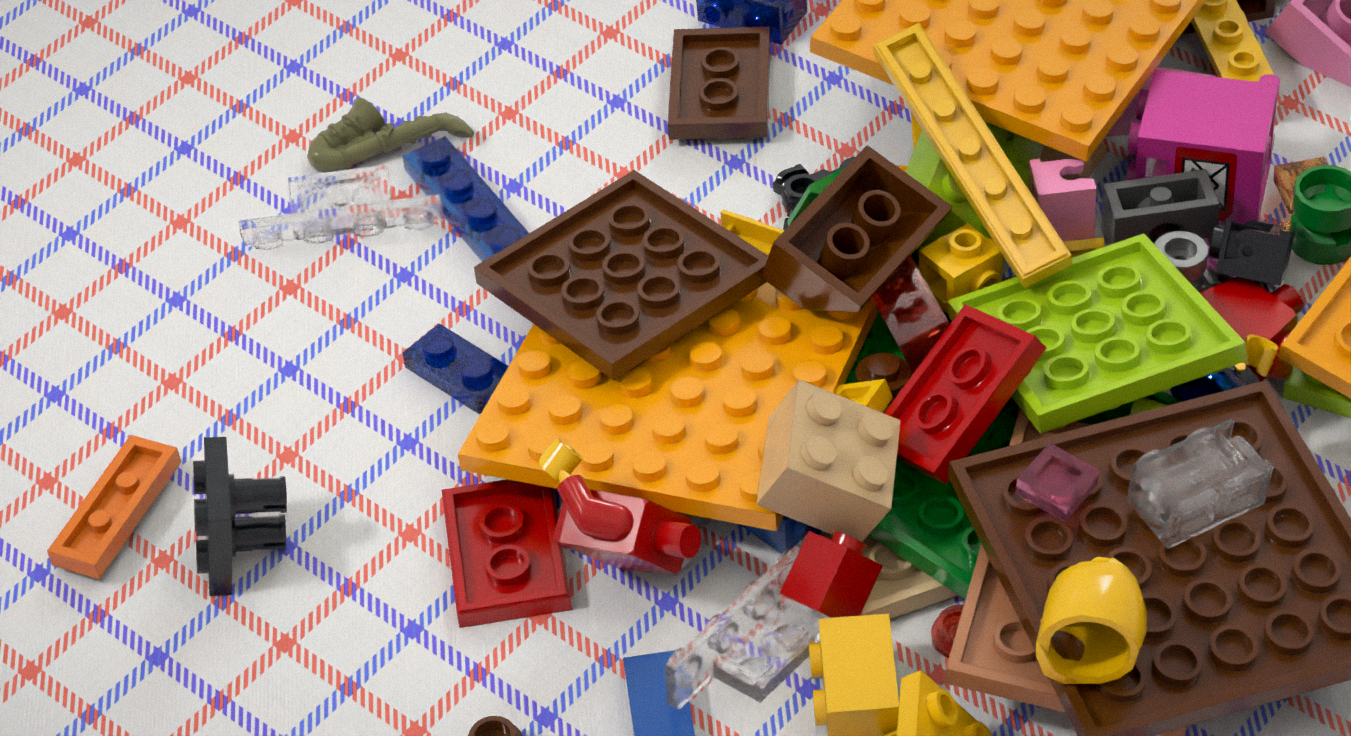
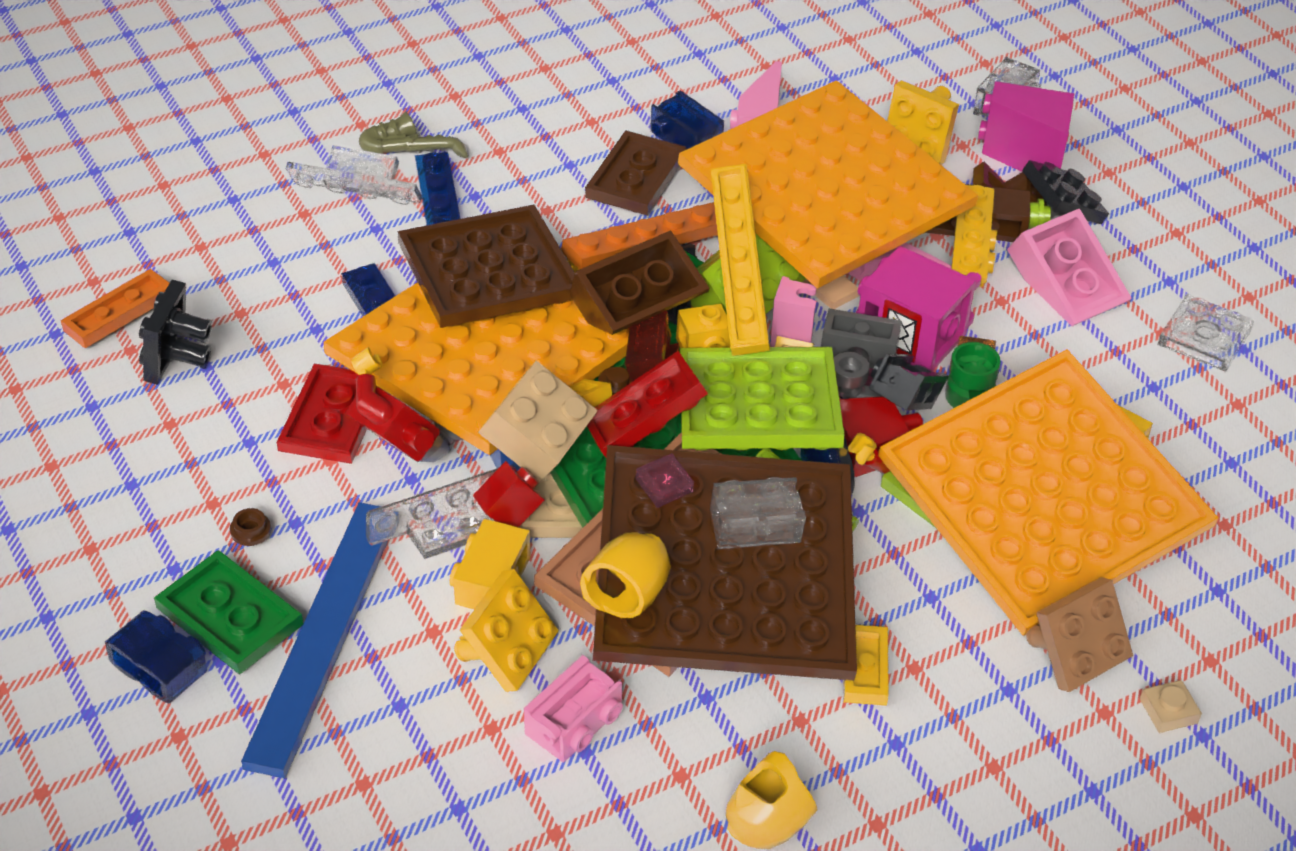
camera: 15 degrees right, 0 degrees up
(804, 157) = (685, 224): none -> orange plate

